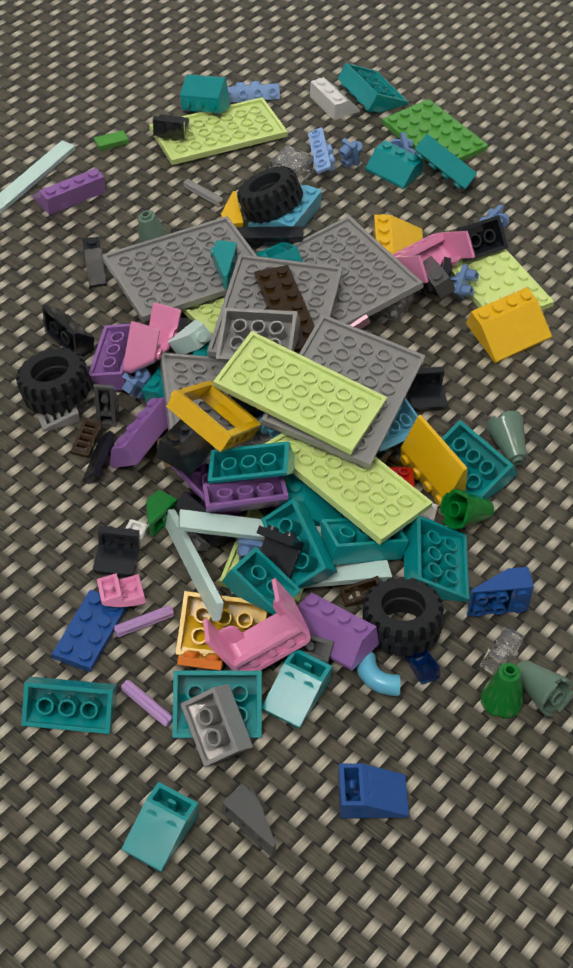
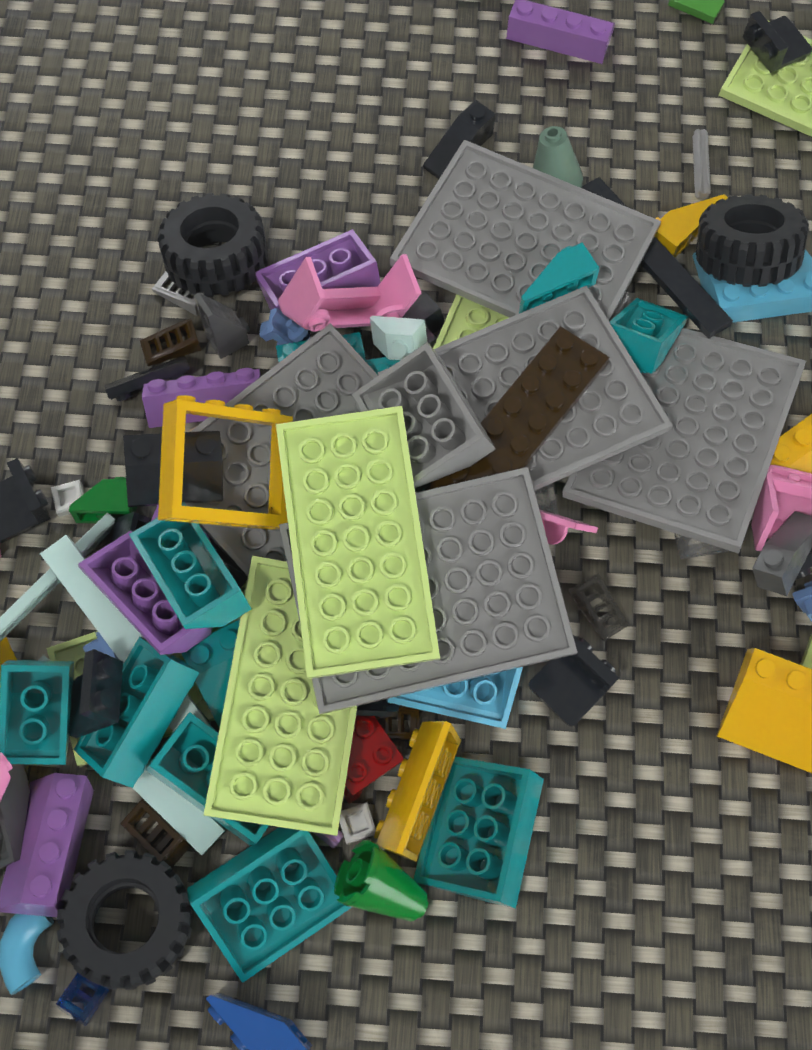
camera: 55 degrees right, 20 degrees up
(66, 331) = (315, 197): black slope -> none
(509, 435) = (569, 856): sand green cone -> none

